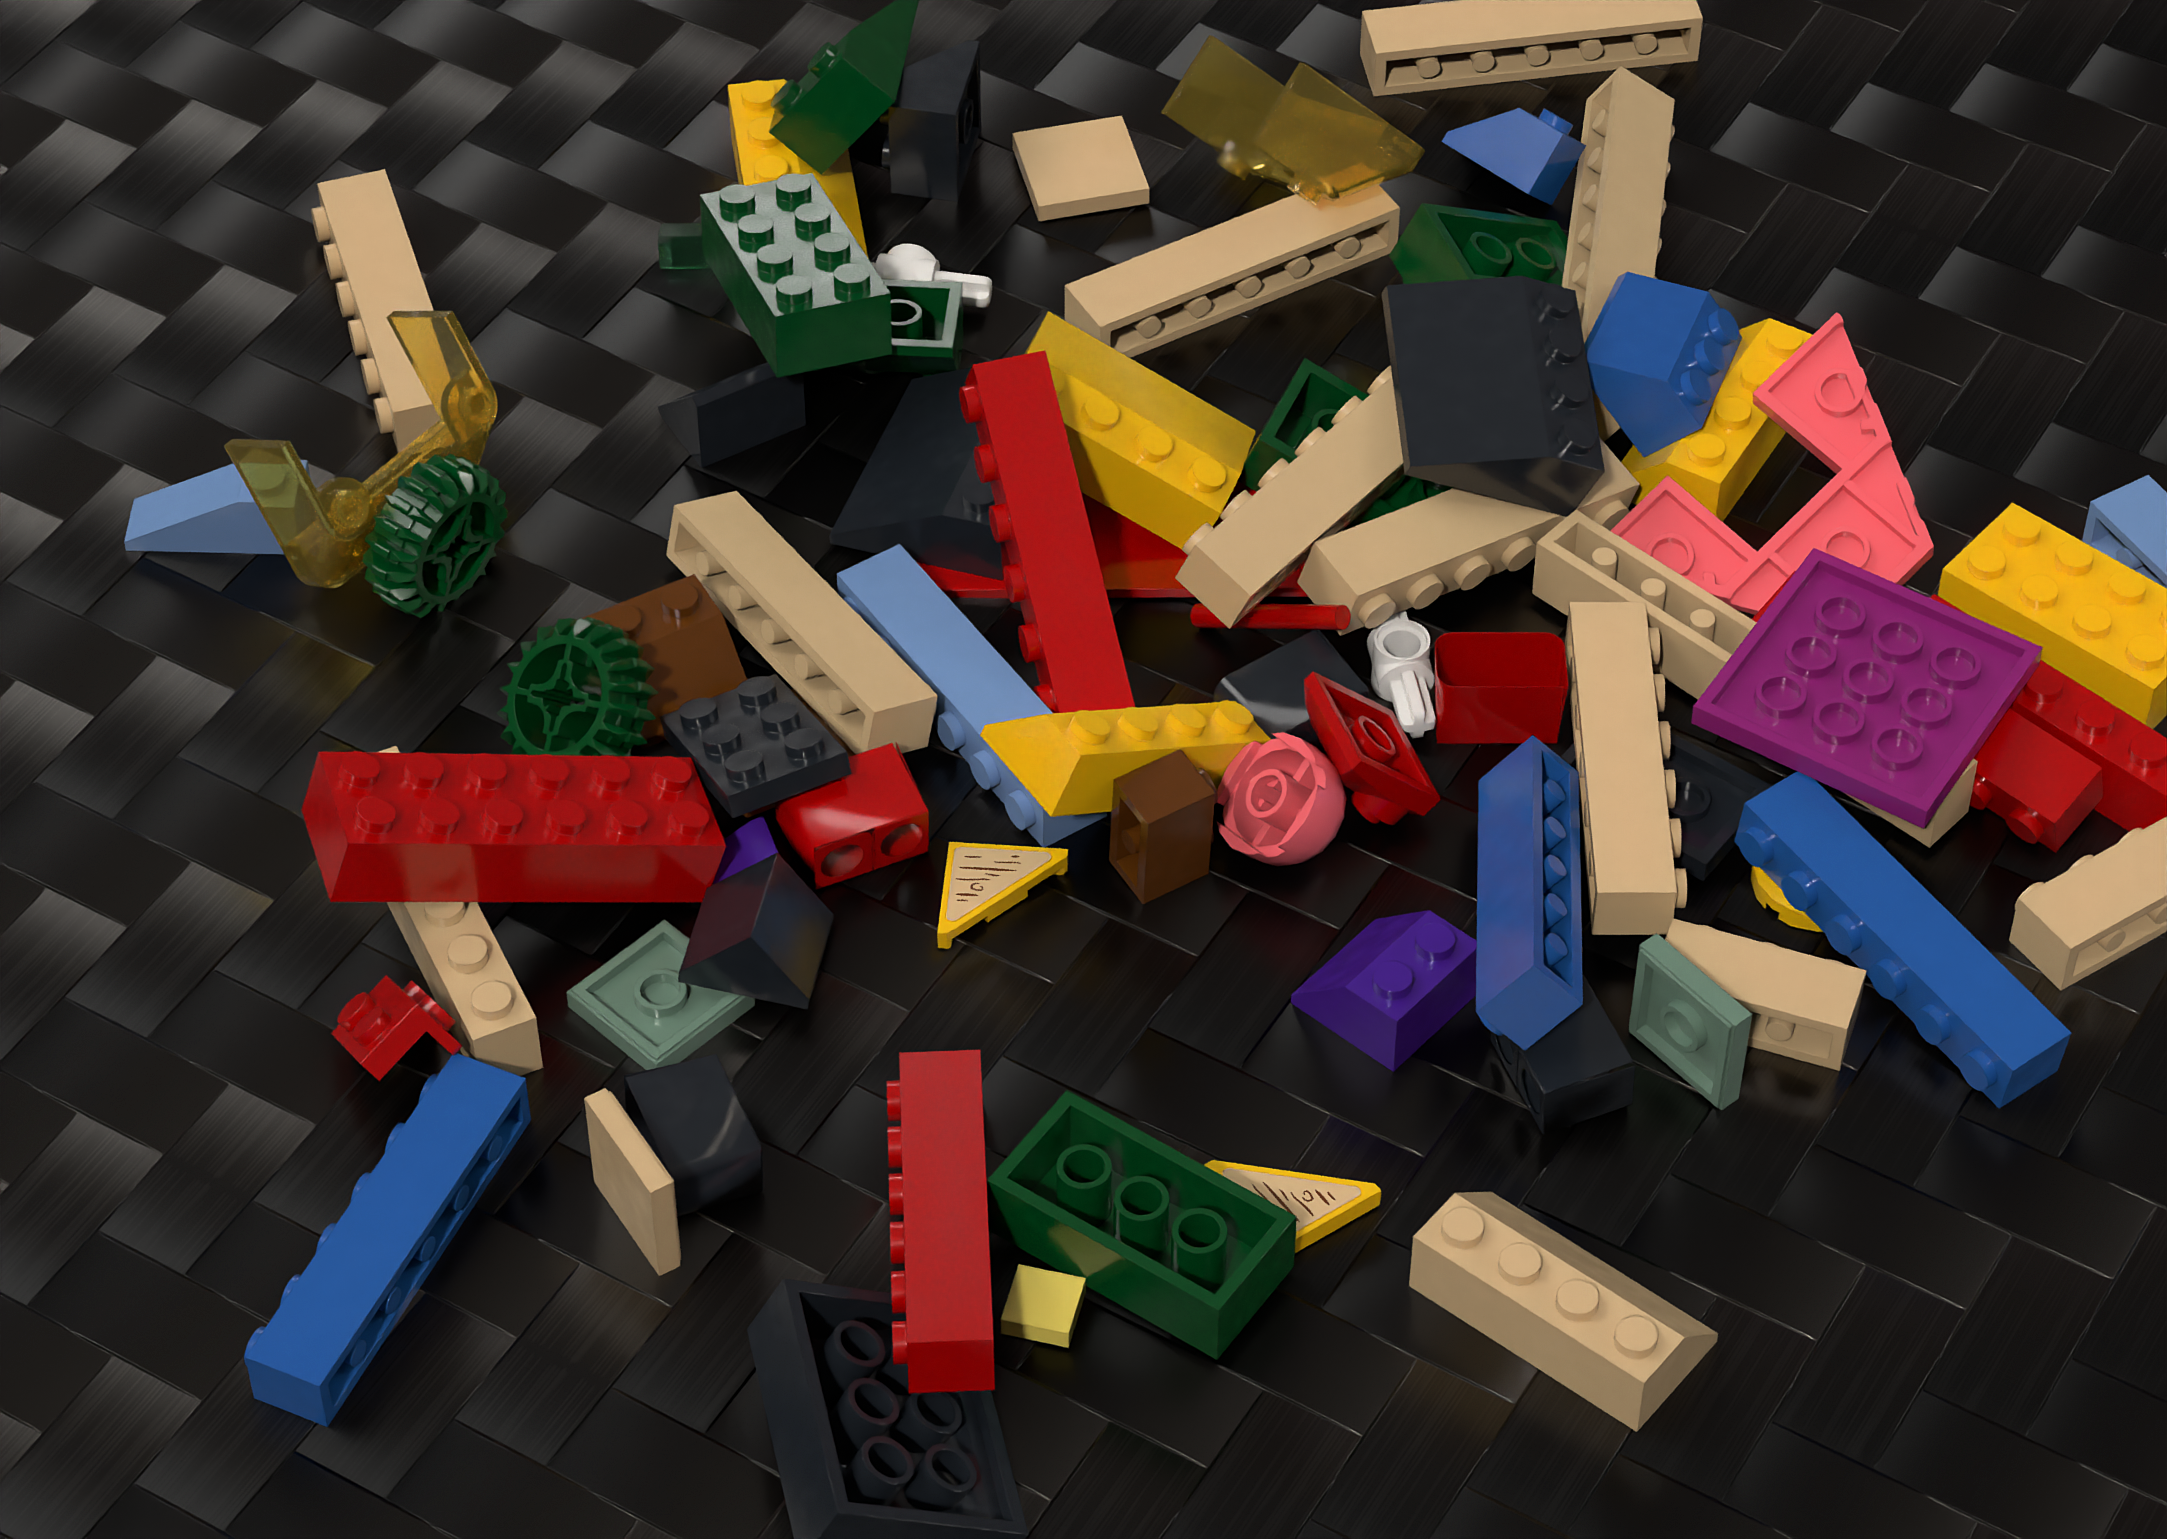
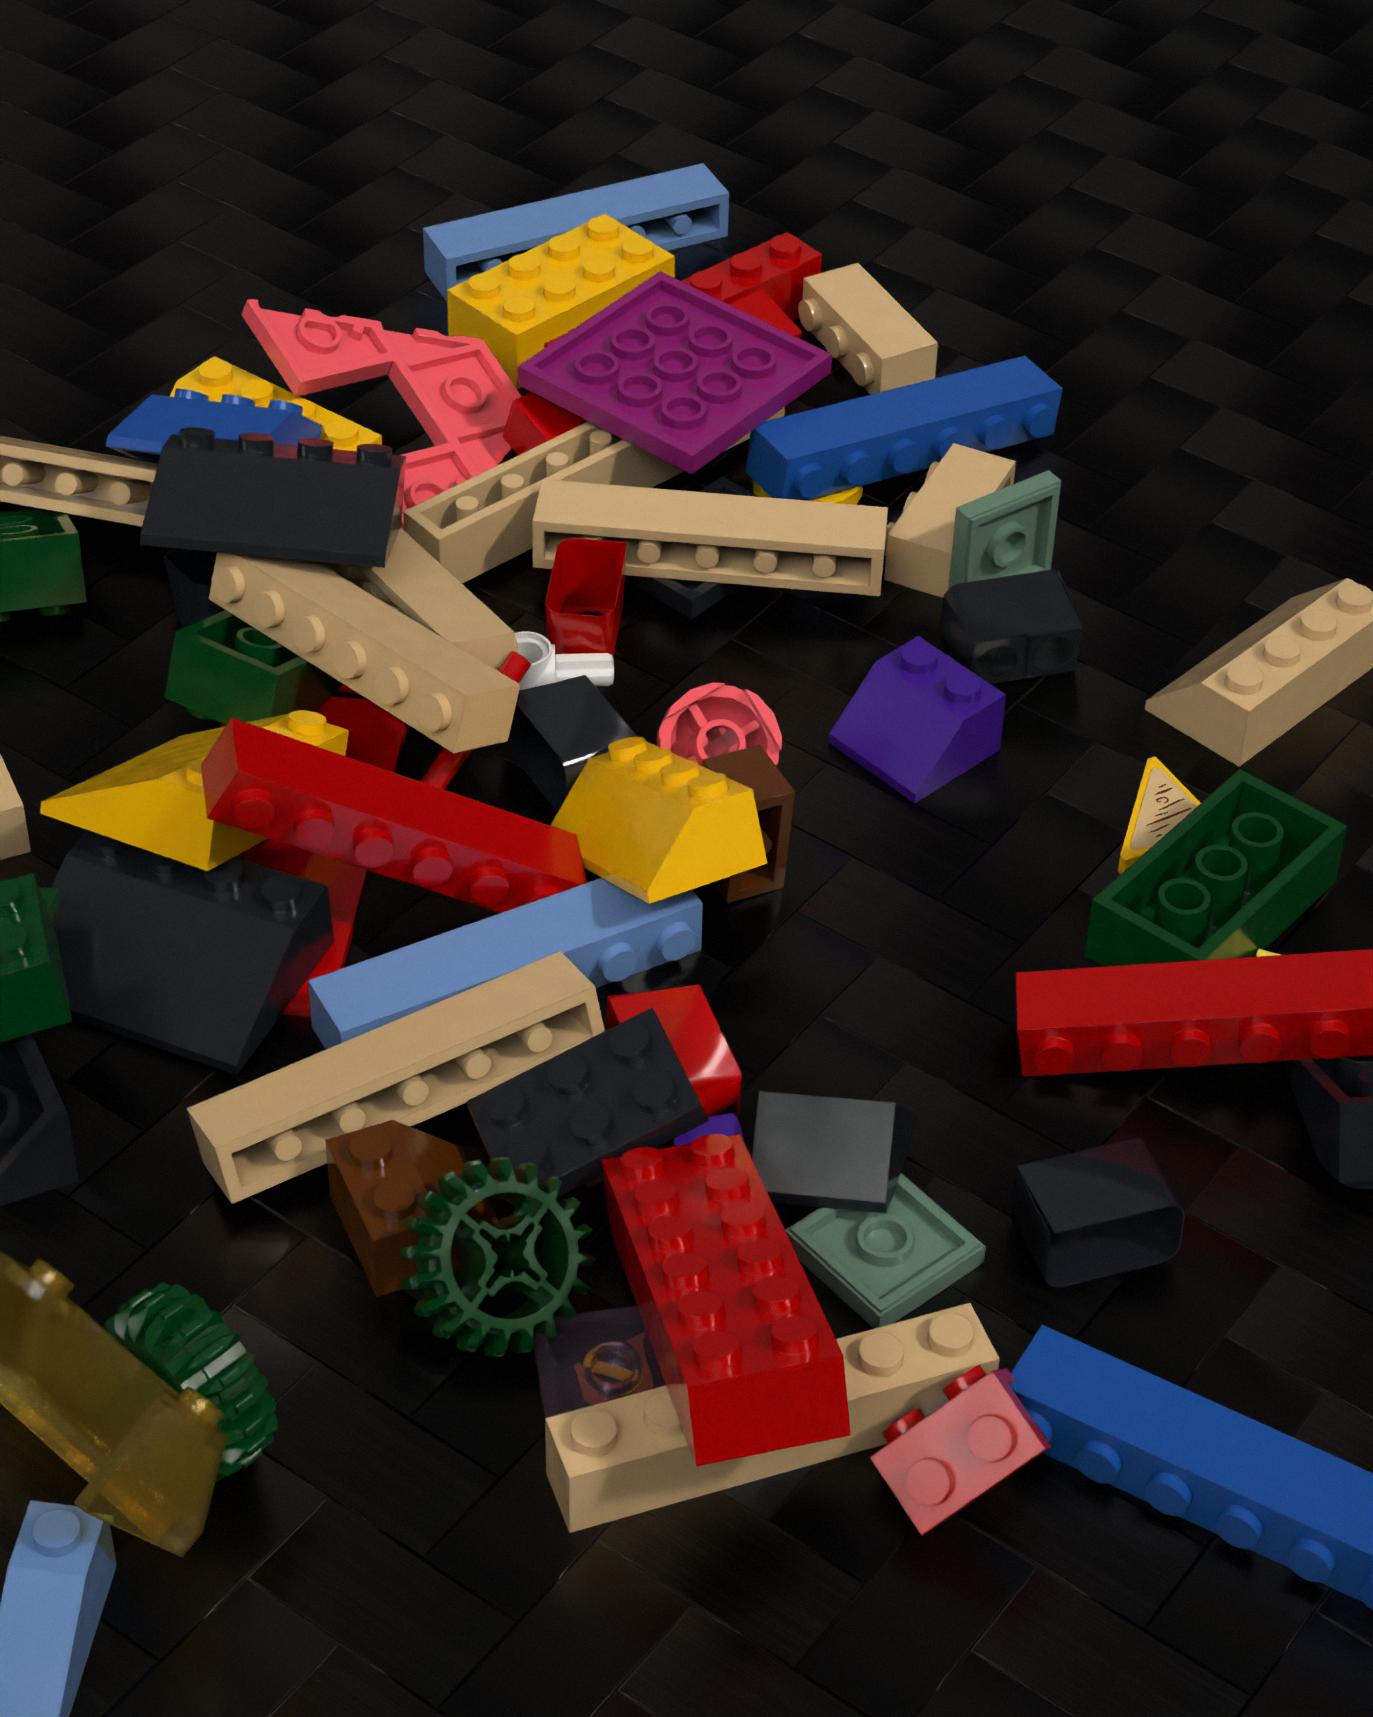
camera: 85 degrees left, 5 degrees down
(633, 1181) = (1183, 1240): tan tile -> none
(989, 880) = (758, 987): tile -> none
(1368, 752) = (647, 690): red slope -> none
(1528, 894) = (872, 591): blue brick -> none

